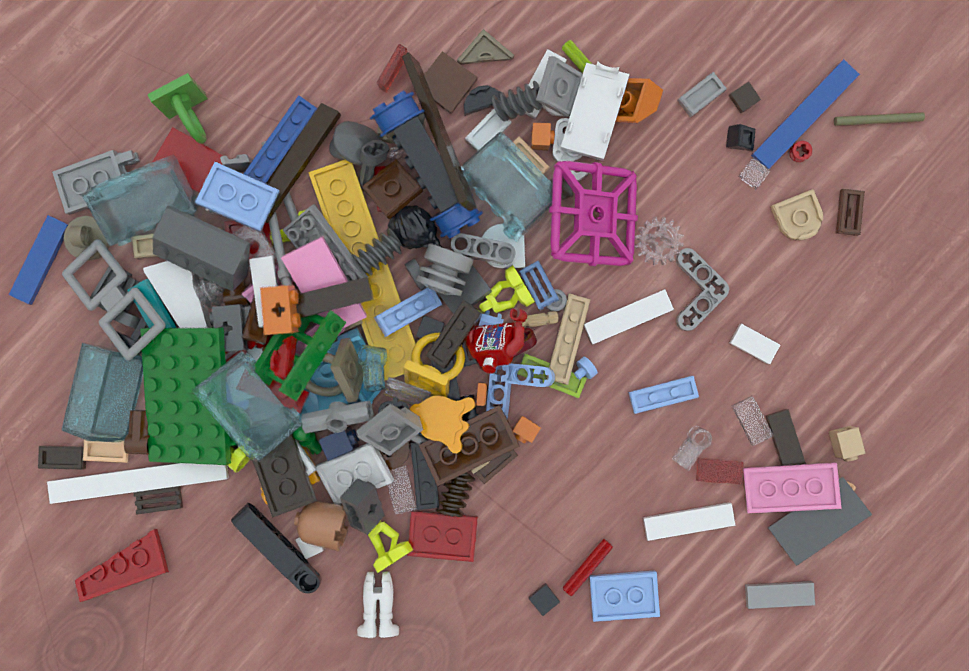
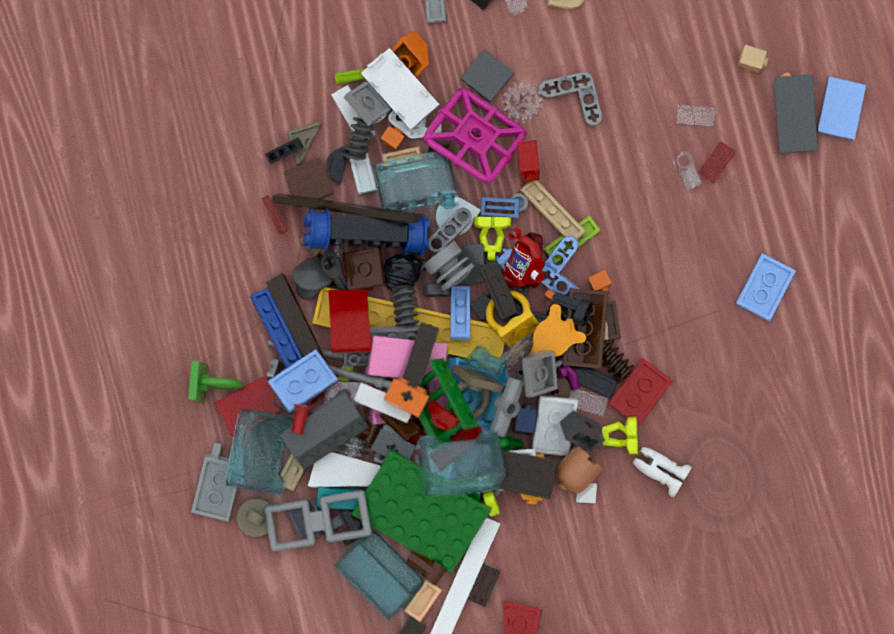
camera: 55 degrees left, 5 degrees down
(39, 260) = (250, 563): blue tile -> none
(191, 216) = (300, 418): none -> red pin
(276, 548) = (574, 517): black piece -> none
(324, 205) = (349, 321): none -> red tile
(415, 458) = (566, 371): none -> magenta arm
(461, 37) = (284, 150): none -> black piece
(486, 430) = (582, 307): none -> black piece
(541, 319) = (526, 221): tan axle -> none
(544, 599) = (732, 346): black tile -> none
(585, 369) = (582, 212): light blue tile -> none
(587, 567) = (728, 300): red axle -> none
(602, 283) = (528, 161): none -> red slope
(628, 316) = (563, 157): white tile -> none
(663, 190) = (487, 75): none -> dark grey tile
(663, 394) = (636, 168): light blue tile -> none
(689, 521) = (740, 207): white tile -> none
(754, 344) = (640, 79): white tile -> none
(780, 594) = (833, 174): light grey tile -> none
(785, 438) = (736, 104): dark brown tile -> none
(792, 488) = (760, 118): bright pink tile -> none
(852, 562) = (841, 108): none -> light blue tile

